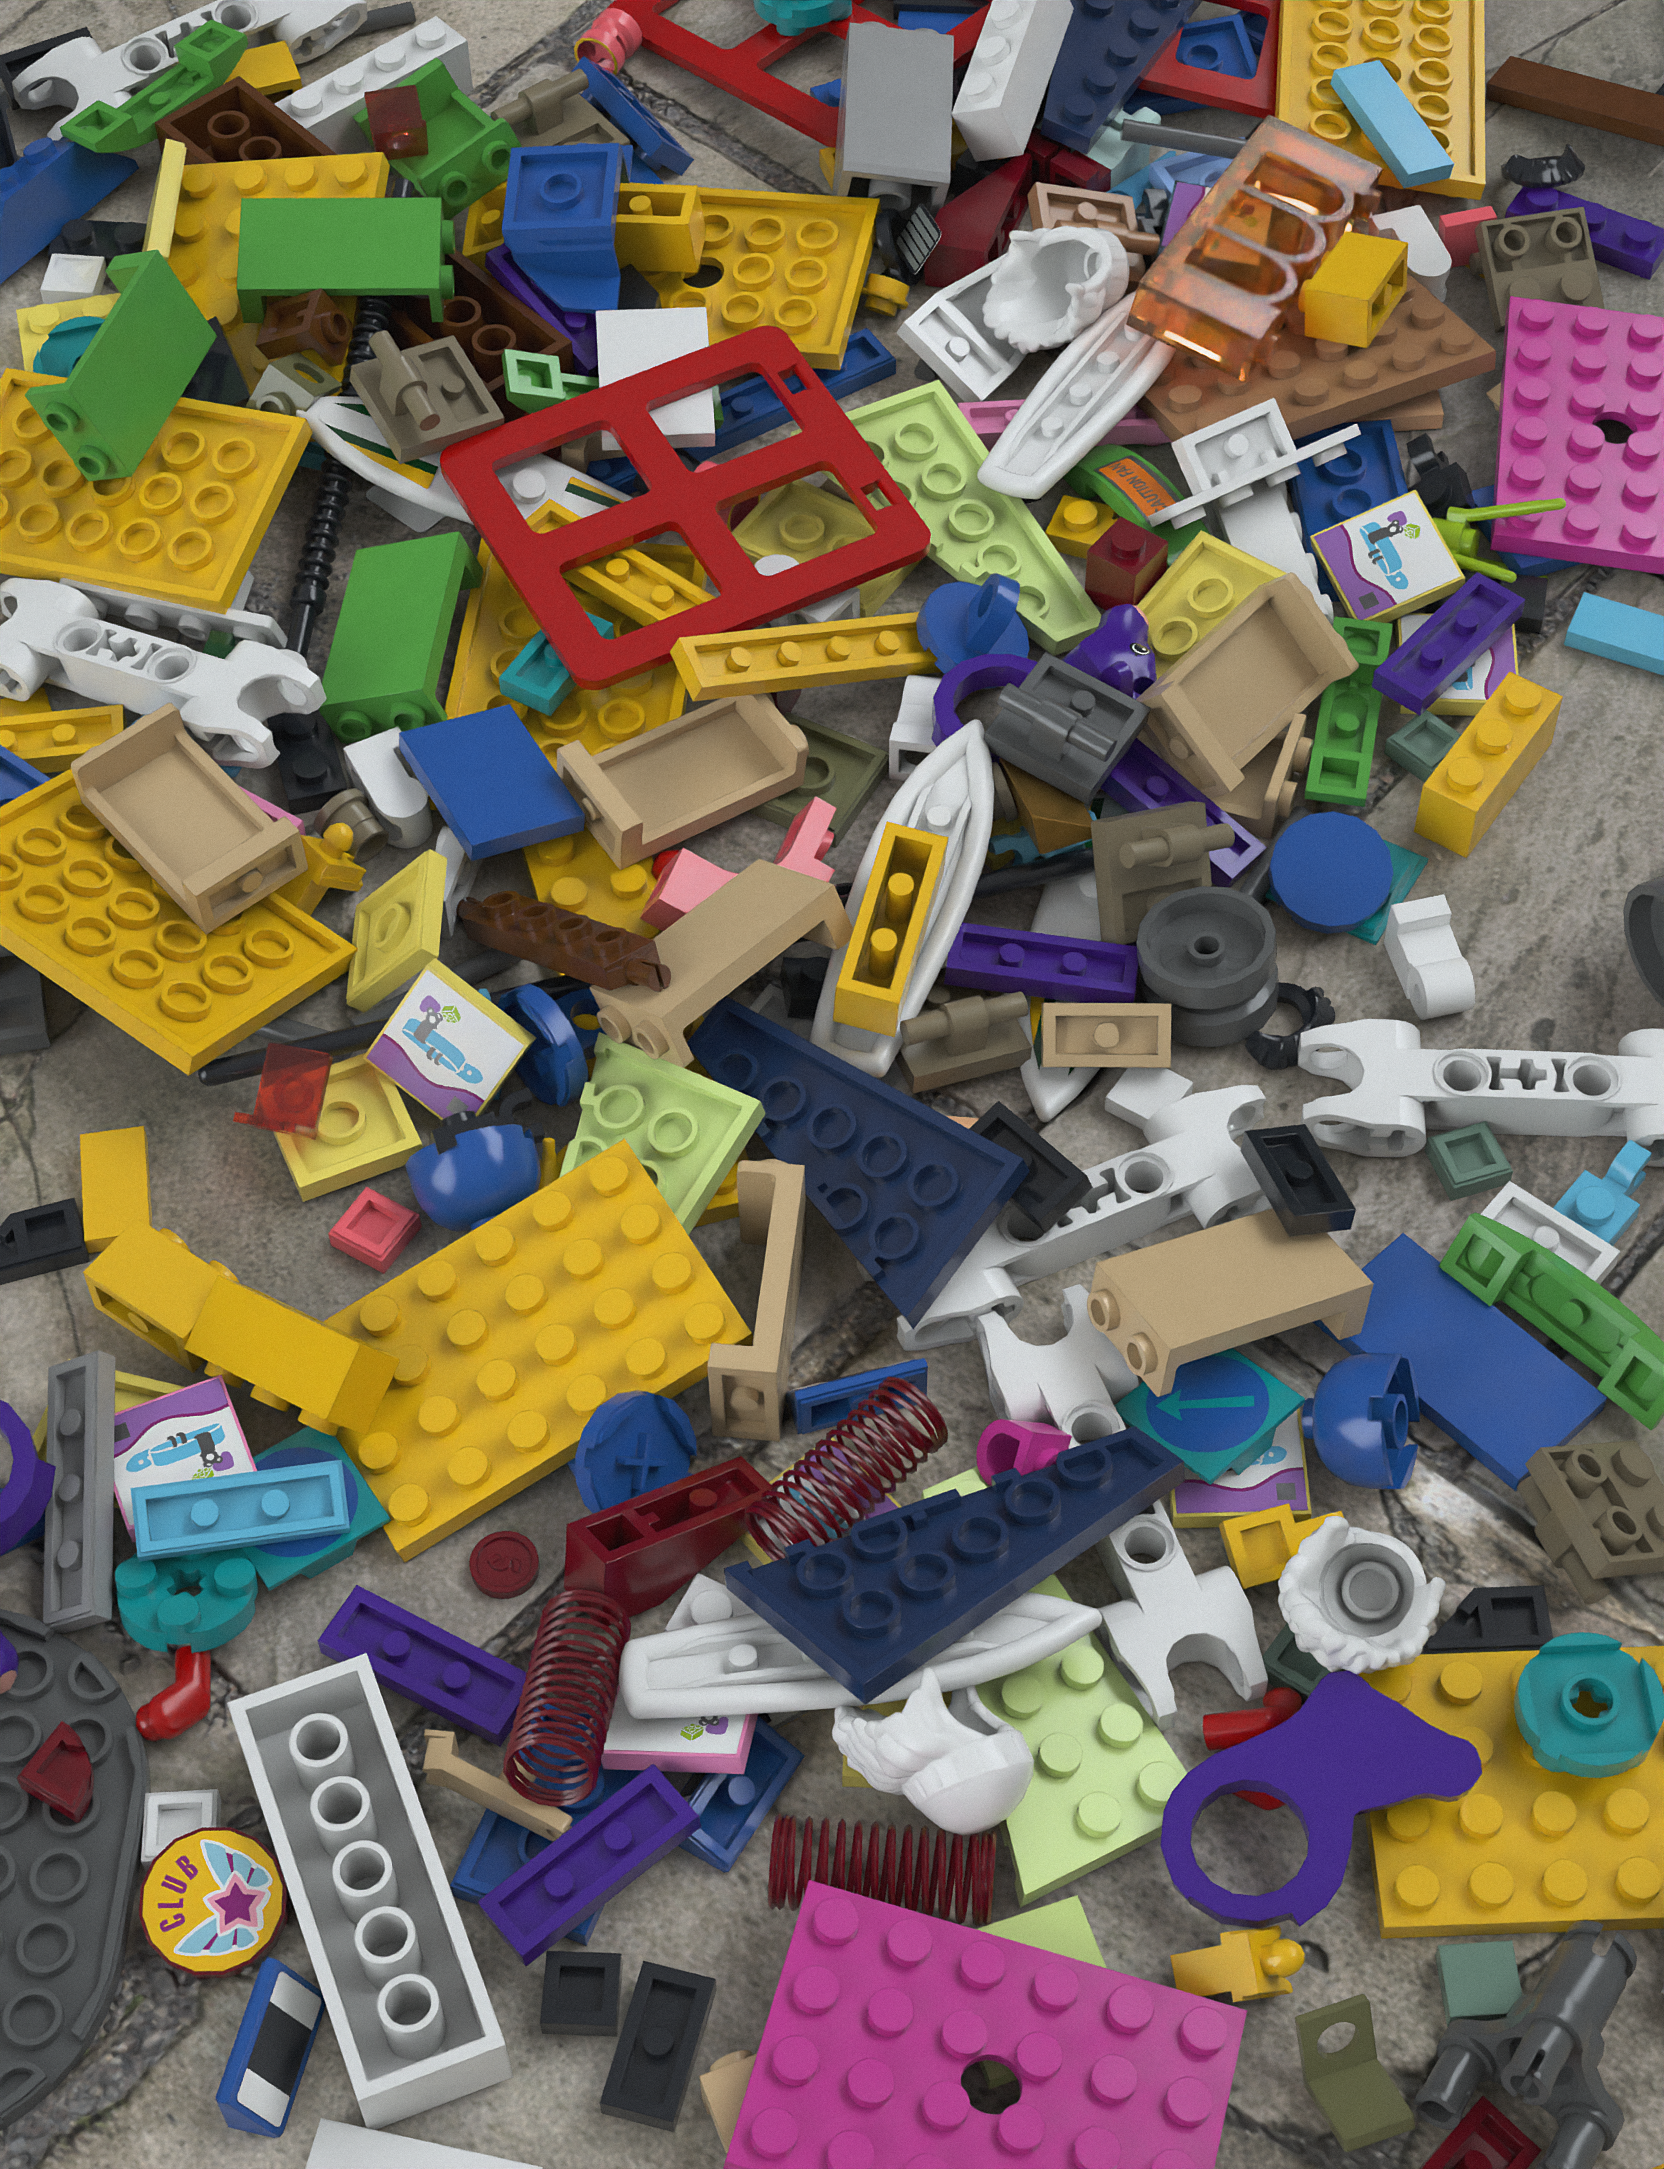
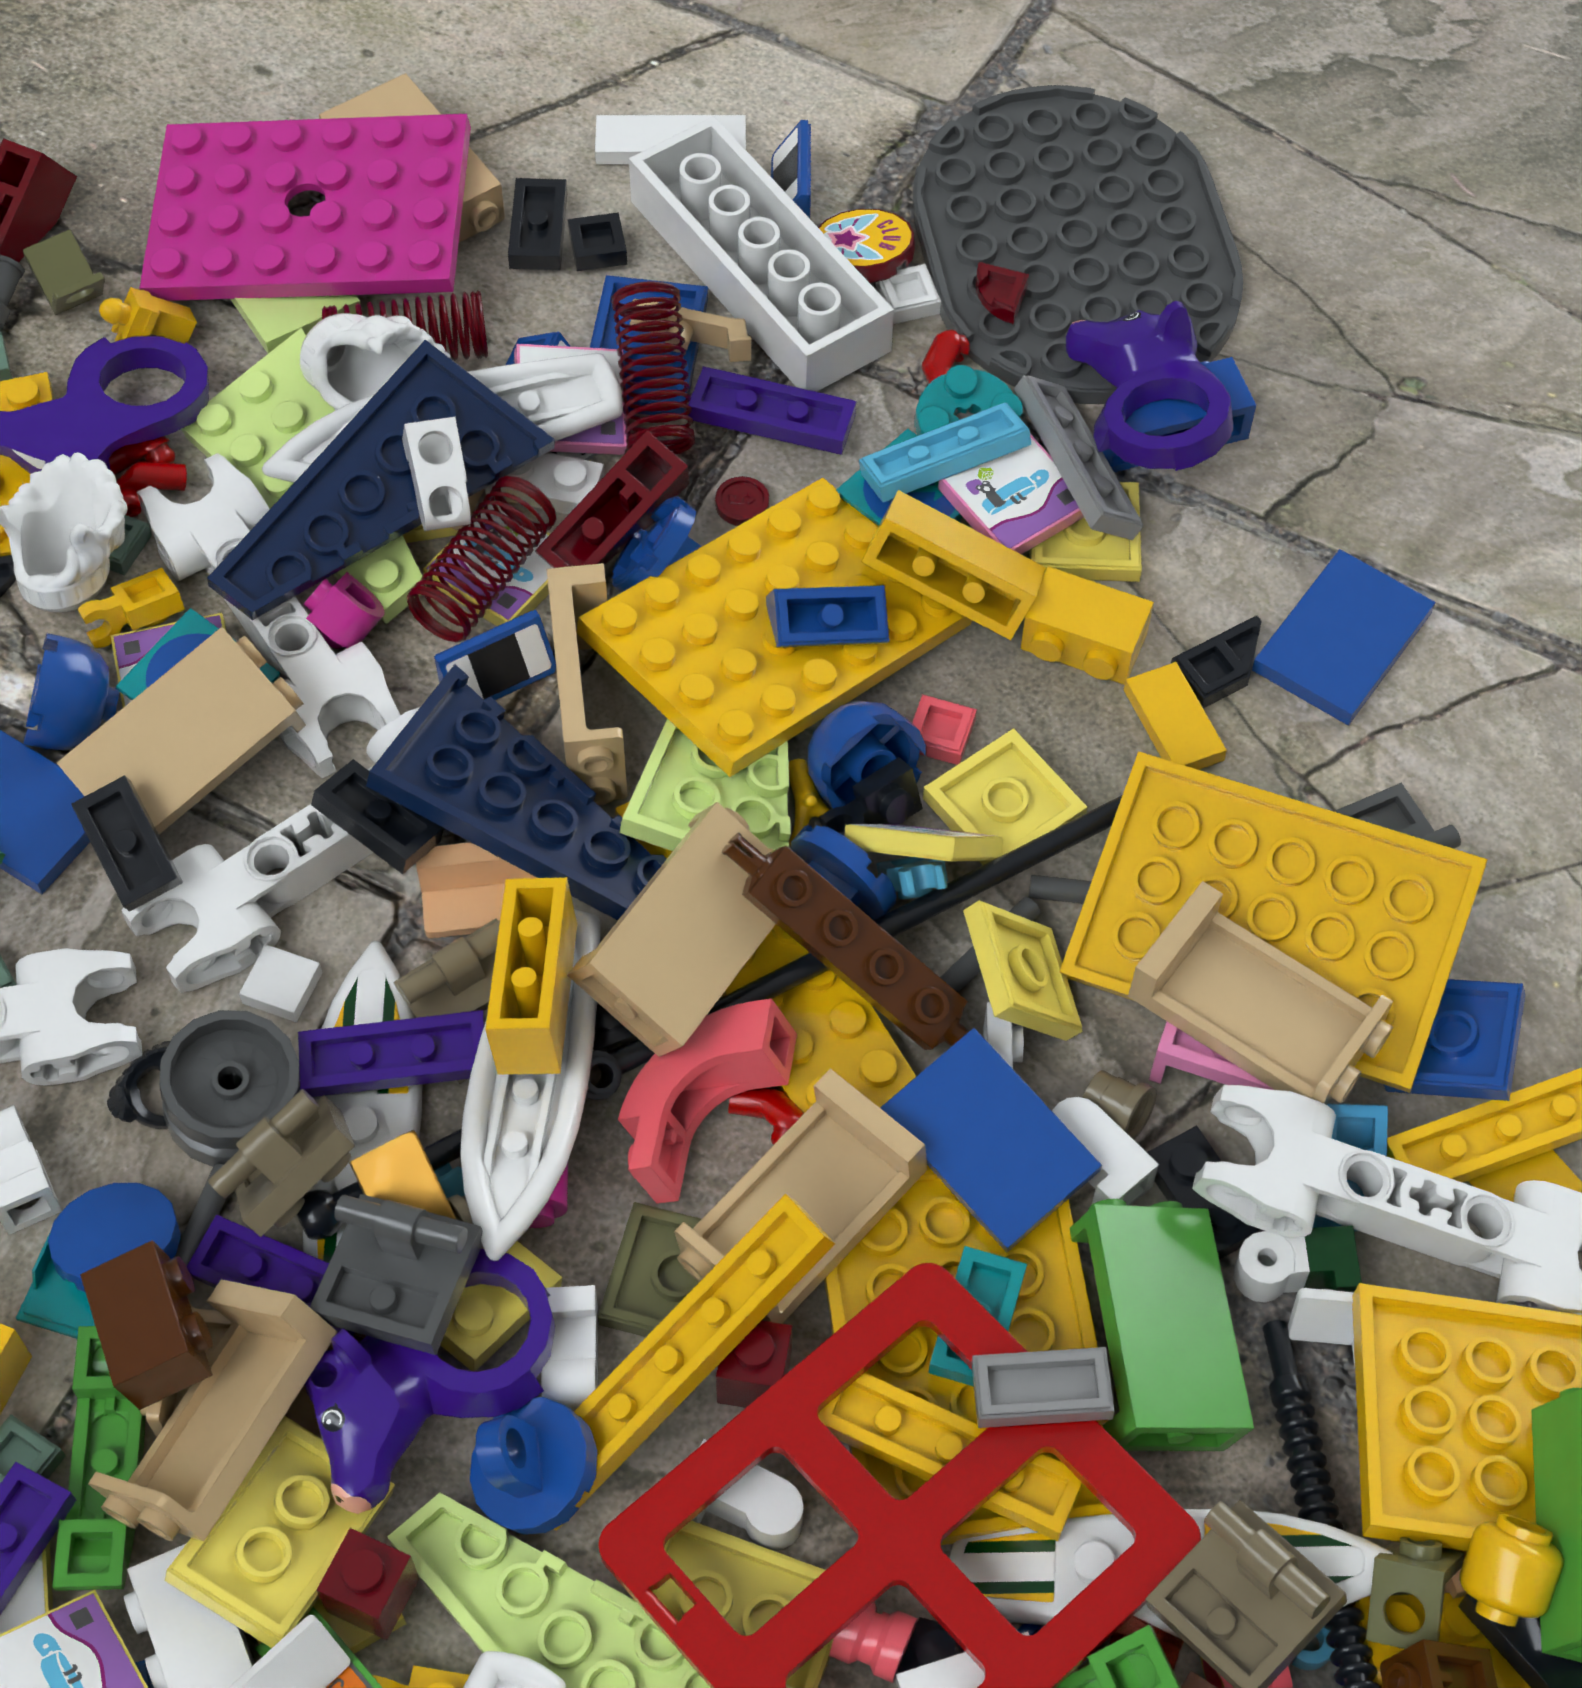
camera: 165 degrees right, 5 degrees up
(213, 370) = (1511, 1569): none -> yellow head
(290, 1092) = (1049, 777): clear red bracket -> none
(326, 868) = (1126, 1041): yellow piece -> none
(462, 1306) = (828, 616): none -> blue slope
(526, 561) = (1042, 1387): none -> light grey tile
(589, 1864) = (586, 305): dark purple plate -> none
(881, 1516) = (437, 472): none -> white leg
(1106, 1035) = (333, 991): tan plate -> none
(1299, 750) = (148, 1324): none -> reddish brown brick

